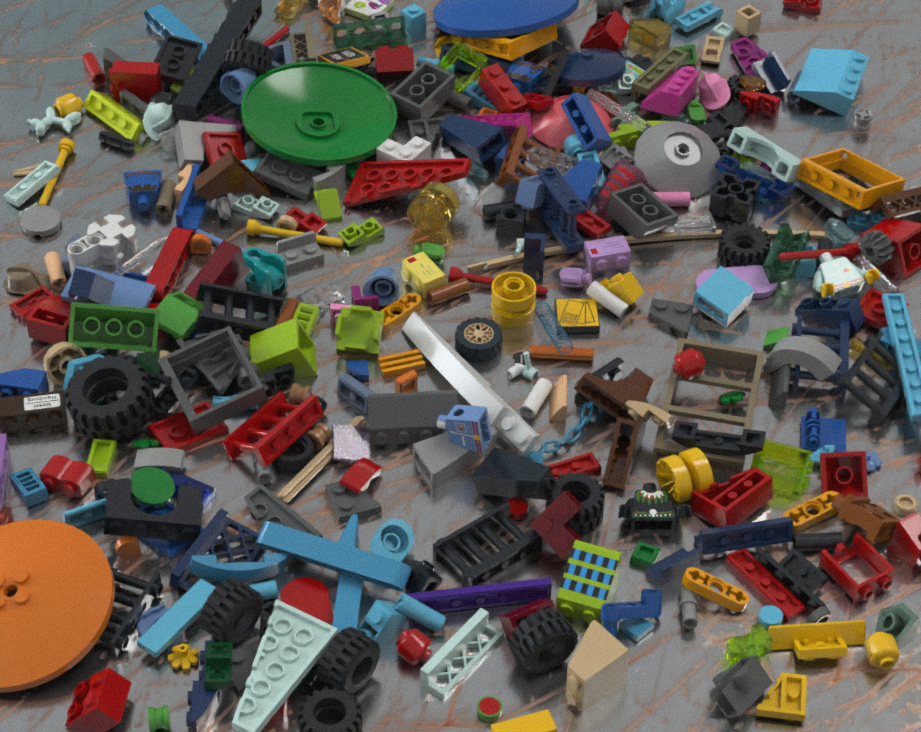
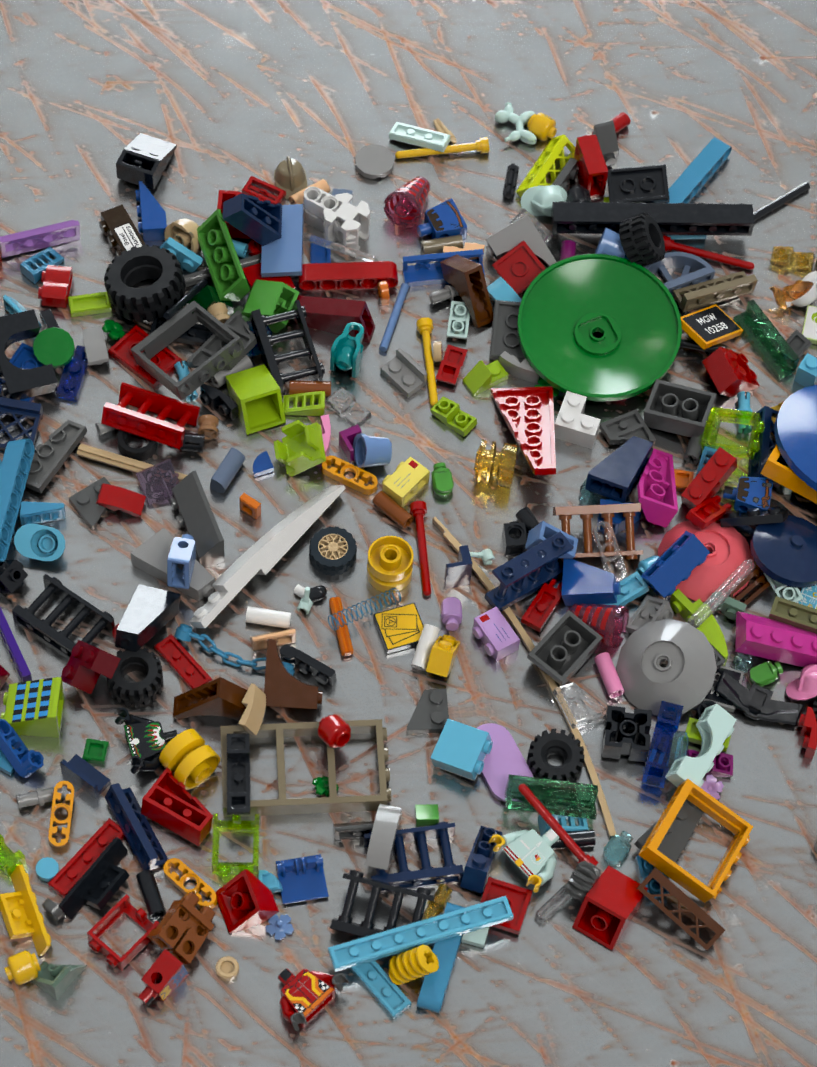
camera: 70 degrees right, 15 degrees up
(109, 200) = (407, 202): none -> clear pink cone
(319, 435) = (160, 454): medium nougat wheel -> none
(401, 361) = (274, 483): light orange tile -> none

